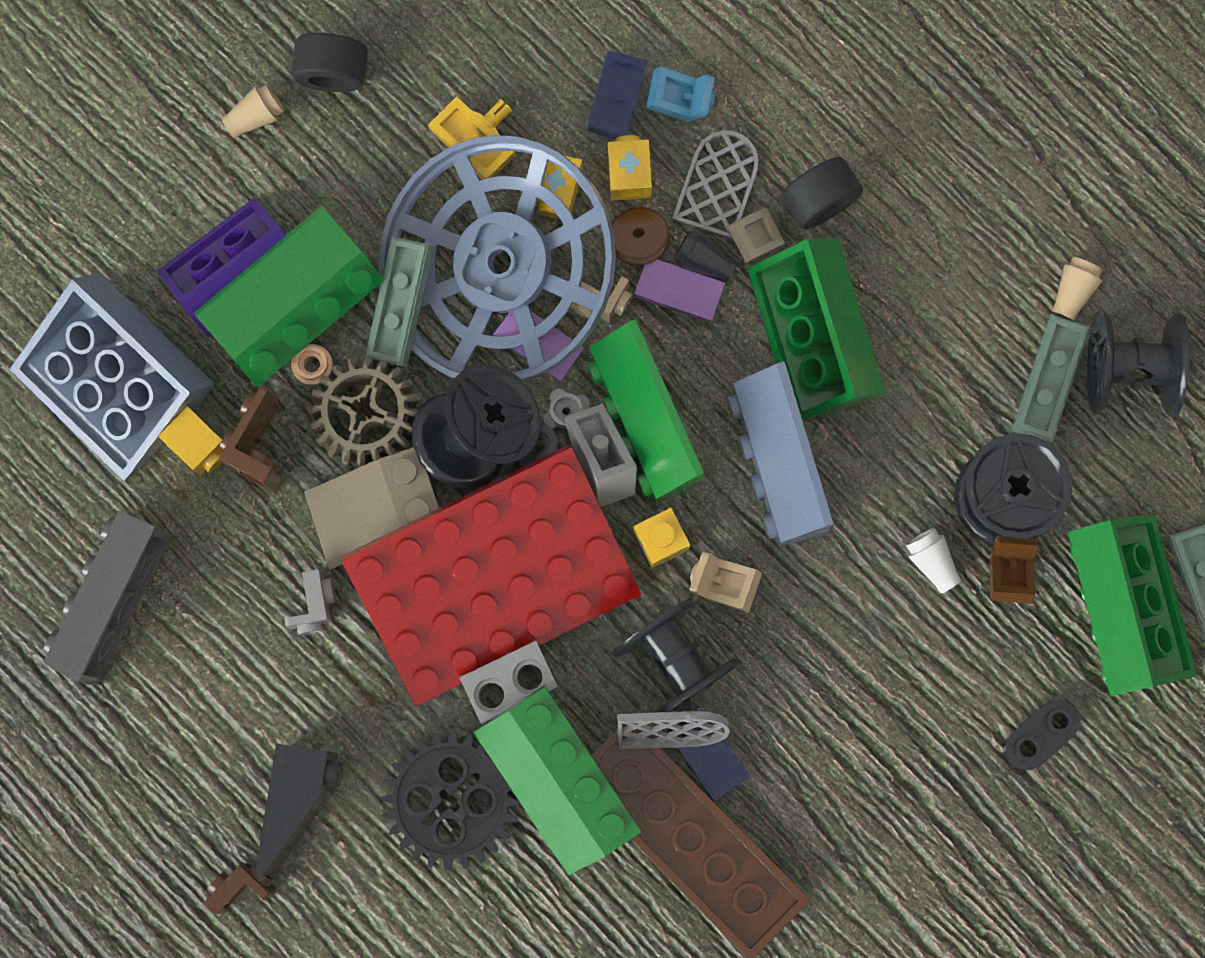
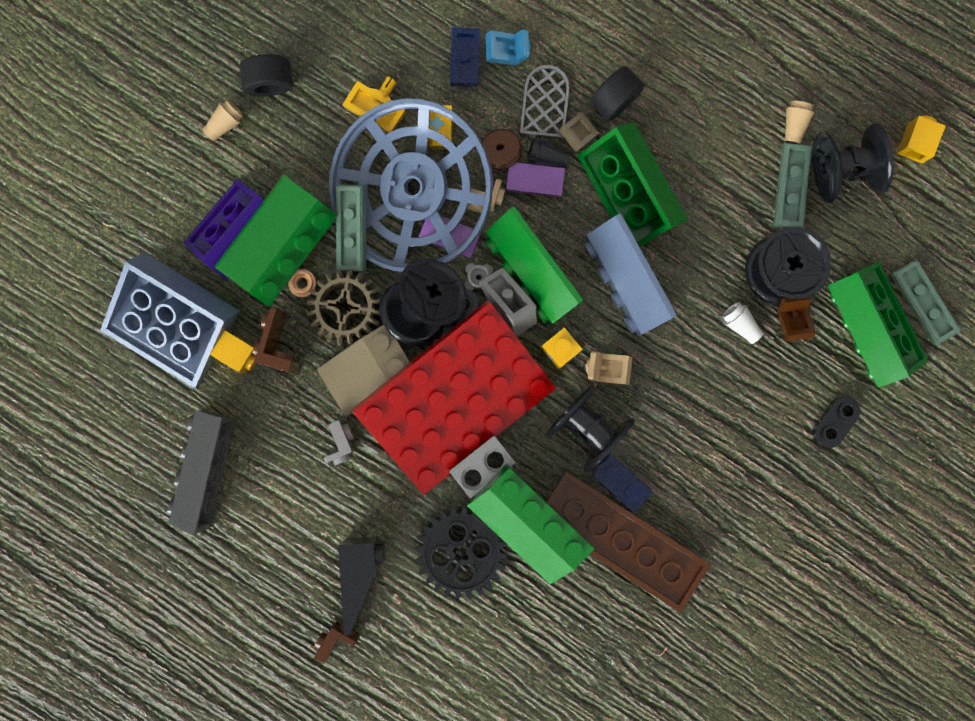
camera: 20 degrees left, 5 degrees up
(629, 168) = (484, 104): yellow brick -> none
(670, 720) = (630, 467): light grey window -> none

